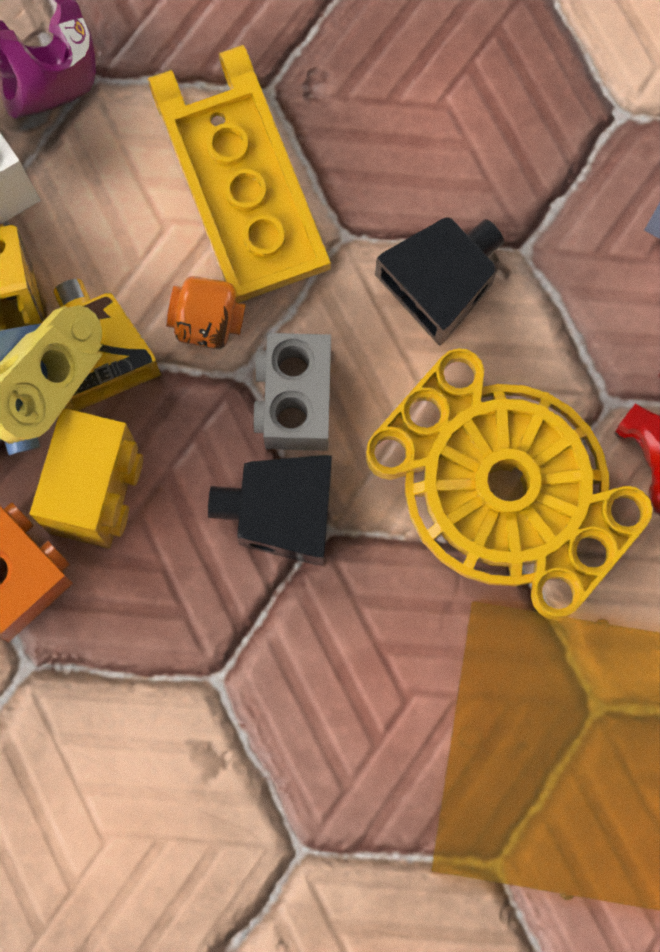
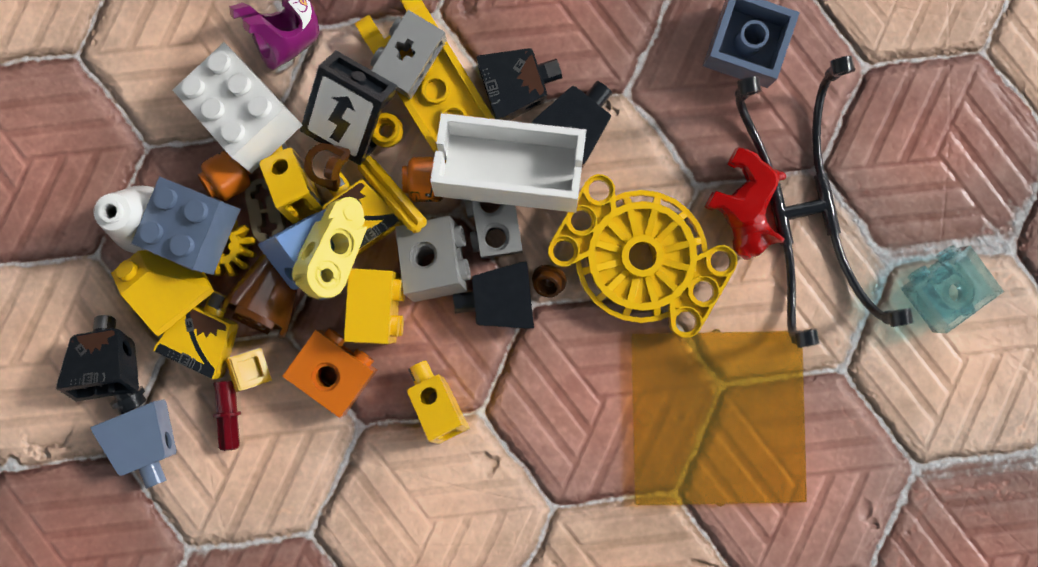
camera: 10 degrees left, 10 degrees up
(68, 263) = (332, 167): none -> reddish brown piece
(108, 184) = (346, 105): none -> panel
(149, 650) = (443, 417): none -> yellow torso
(150, 323) = (392, 195): none -> yellow axle
(157, 222) = (397, 133): none -> yellow plate
(206, 450) = (448, 270): none -> light grey brick
(212, 153) = (426, 43): none -> light grey brick
(331, 301) = (508, 162): none -> white piece
(354, 505) = (548, 280): none -> reddish brown plate
(365, 200) = (516, 81): none -> torso

